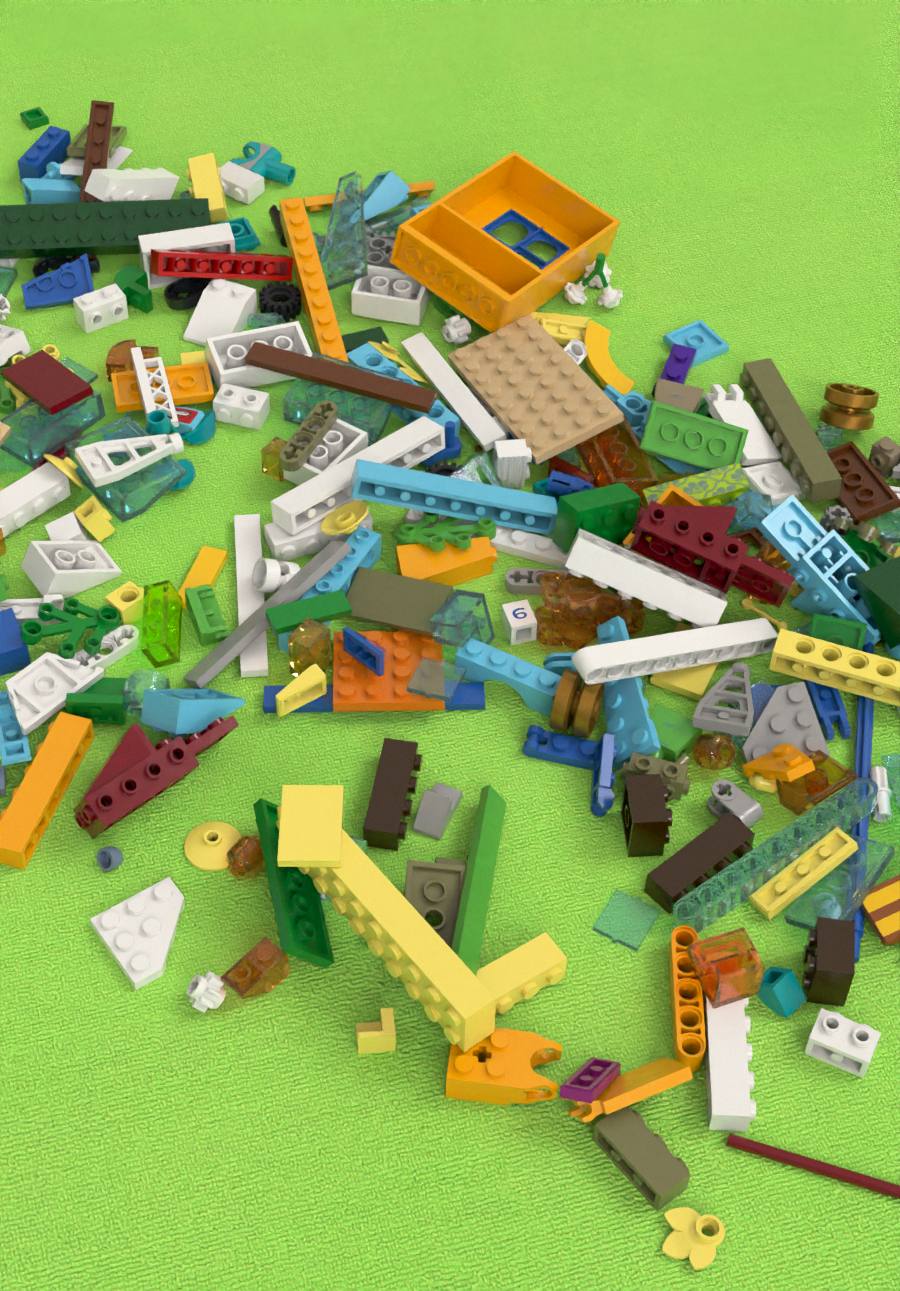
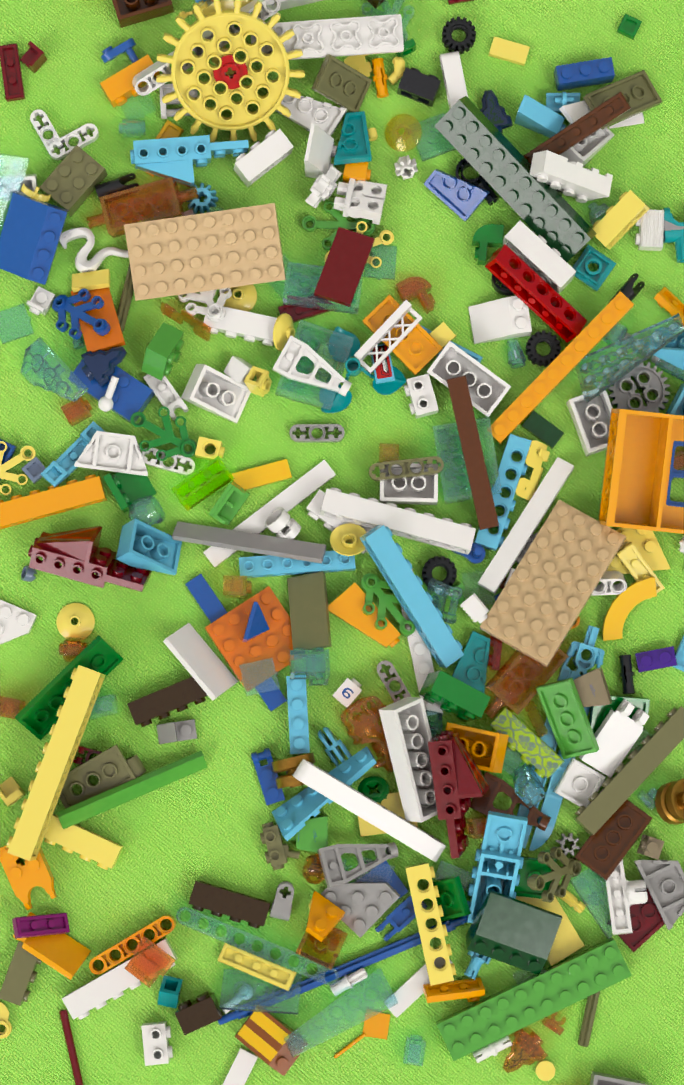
camera: 60 degrees right, 35 degrees up
(101, 308) = (452, 236): white brick -> none
(195, 519) = (302, 427): none -> light grey beam
(302, 690) = (209, 603): light yellow slope -> none
(311, 826) = (74, 693): light yellow tile -> none
(318, 608) = (256, 570): green tile -> none
(371, 732) = (200, 661): none -> white tile
(456, 330) = (591, 488): white gear -> none
(565, 484) = (479, 658): blue hinge -> none
(602, 776) = (255, 814): blue hinge -> none
(626, 920) = (169, 881): clear light blue piece -> none
(645, 815) = (237, 856): dark brown brick -> none

